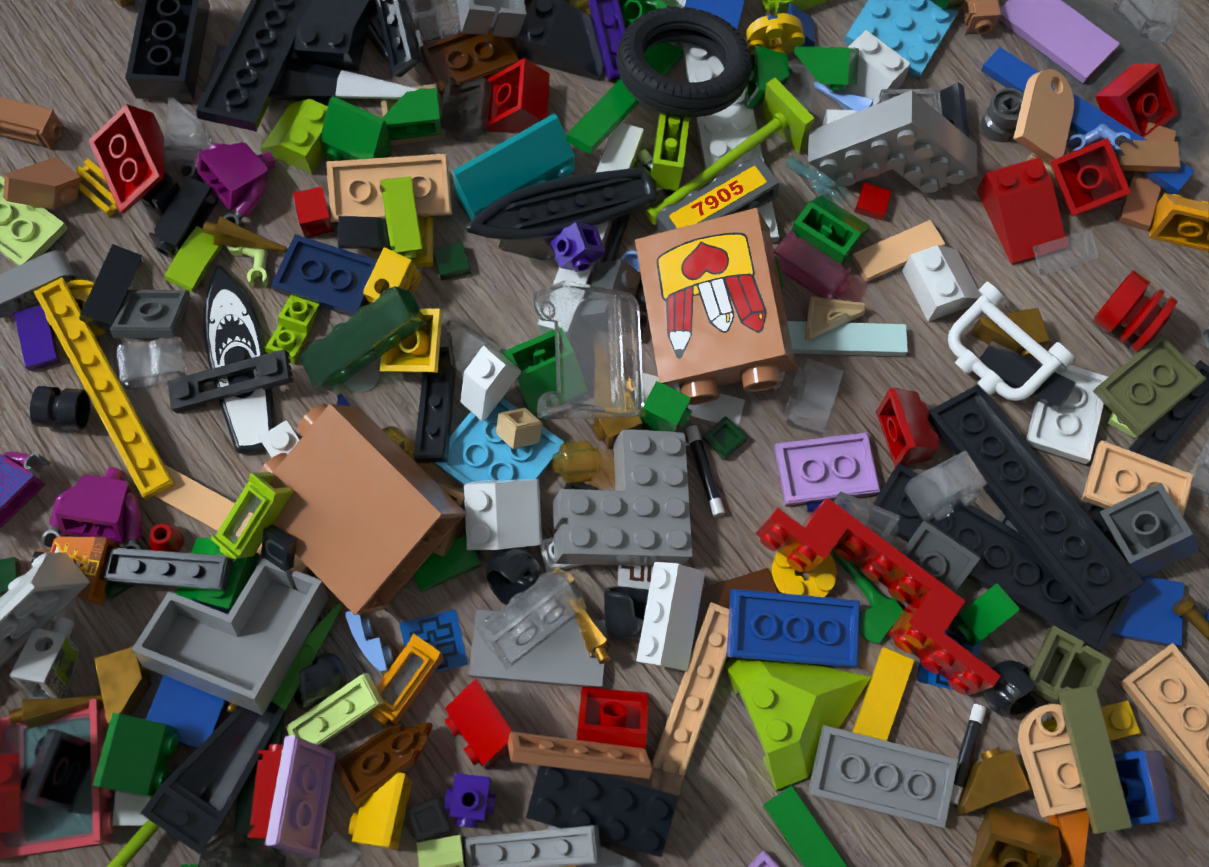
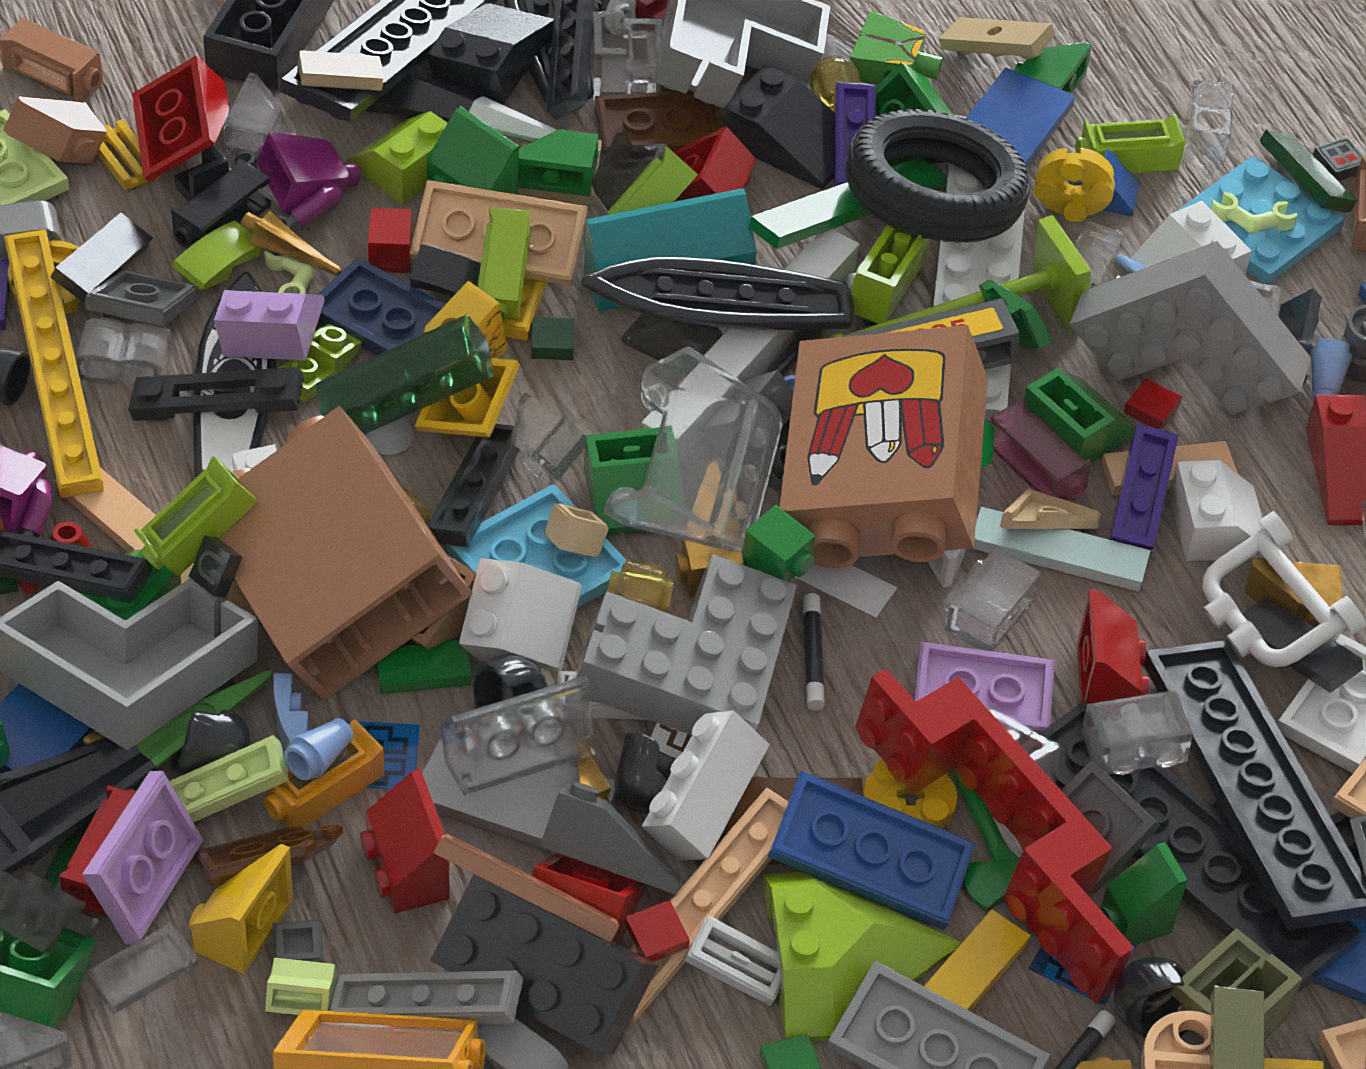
camera: 15 degrees right, 20 degrees down
(236, 91) = (340, 70): none -> tile
(248, 311) = (267, 324): none -> lavender slope
(397, 673) = (317, 749): none -> light blue cone
(463, 788) = (363, 926): dark purple brick -> none
(487, 381) = (550, 461): white slope -> none
(488, 127) = (657, 184): none -> lime window
(578, 247) = (725, 337): dark purple brick -> none
(610, 681) = (598, 835): none -> dark grey slope
(671, 742) = (657, 931): none -> red tile
(702, 739) = (728, 974): none -> white tile
(725, 438) = (853, 621): dark green tile -> none
(764, 67) = (1044, 204): green slope -> none
(774, 161) = (1030, 325): none -> green slope
(821, 182) = (1086, 363): clear light blue plate -> none
(830, 64) = (1141, 228): green slope -> none
(889, 277) = (1143, 487): none -> dark purple plate
(899, 36) = (1252, 224): none -> yellowish green arm
(985, 138) = (1329, 366): none -> light blue cone

